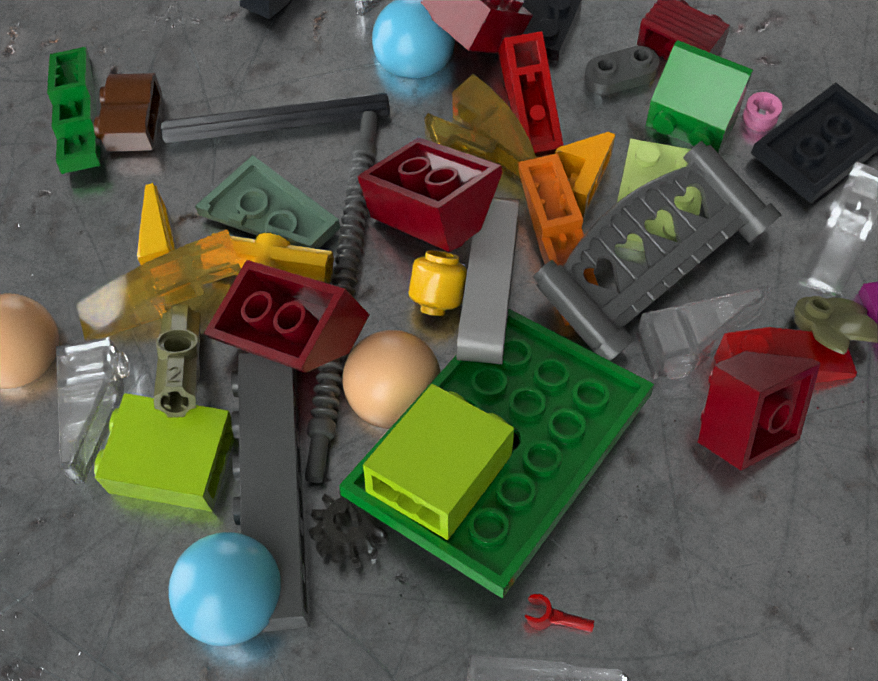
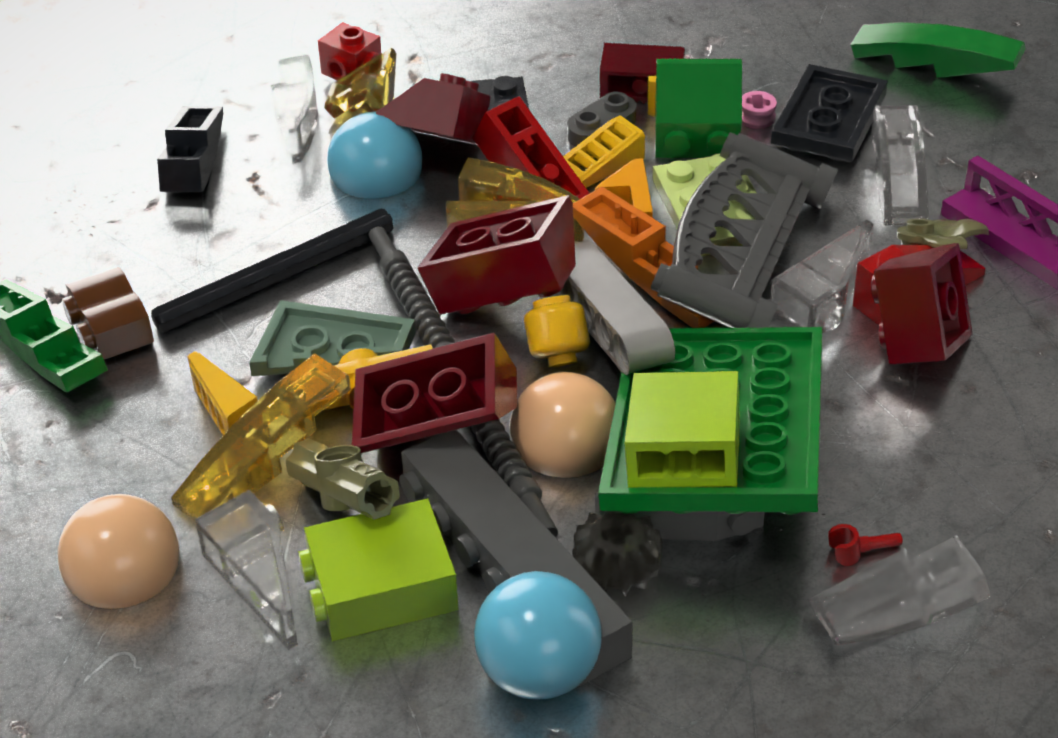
camera: 30 degrees left, 20 degrees down
(606, 94) = (612, 146): none -> yellow slope

